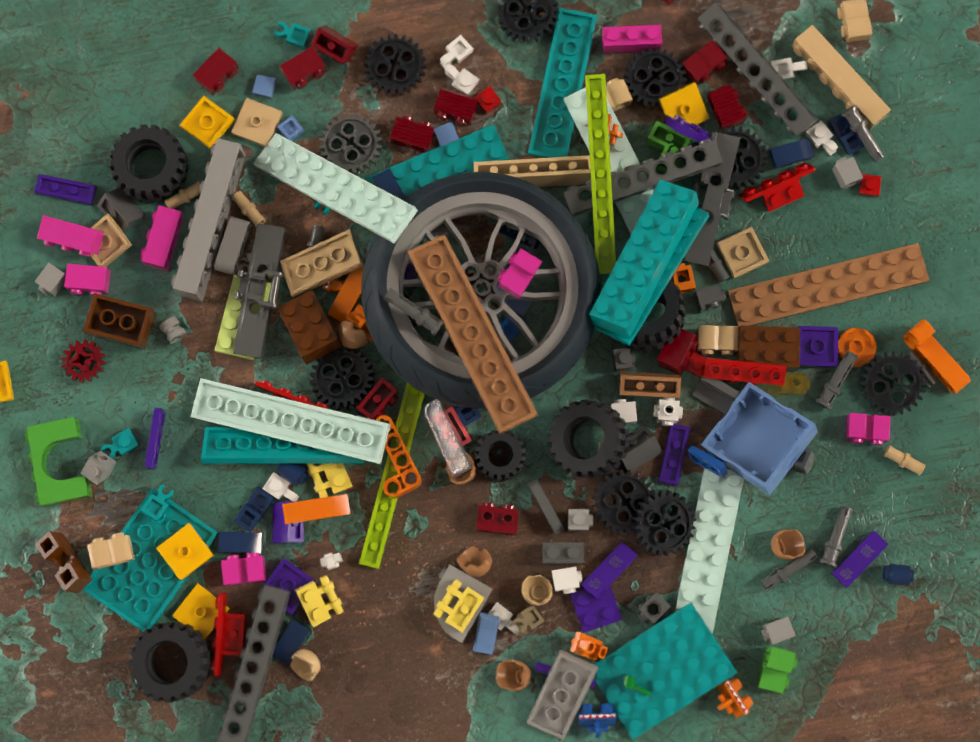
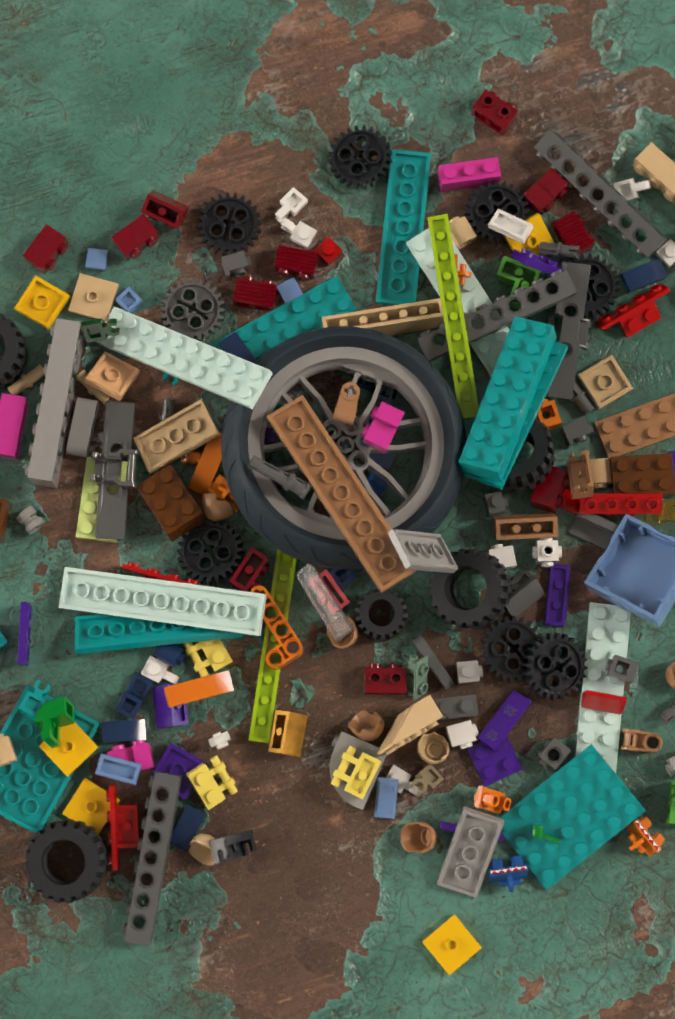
camera: 10 degrees left, 0 degrees up
(173, 520) = (52, 716): none -> green brick
(229, 578) = (118, 769): none -> medium blue tile
(256, 154) = (97, 330): none -> dark green plate
(266, 199) = (112, 376): none -> light nougat tile
(296, 35) = (123, 204): teal plate -> none
(331, 664) = (232, 846): none -> black hinge
(397, 104) = (236, 264): none -> dark grey brick
(397, 561) = (289, 731): none -> pearl gold brick
(486, 250) = (347, 406): none -> medium nougat piece
(517, 564) = (411, 724): none -> tan slope
(528, 526) = (417, 684): none -> sand green hinge
(545, 397) = (422, 551): none -> light grey tile
(666, 92) = (510, 226): none -> white tile
(707, 562) = (603, 702): none -> red slope
(708, 340) = (580, 475): none -> medium nougat hinge
(708, 461) = (593, 598): blue plate -> none
(711, 120) = (559, 250): none -> dark grey axle
(736, 532) = (629, 668): none -> dark grey brick
(738, 604) = (639, 741): none -> medium nougat piece

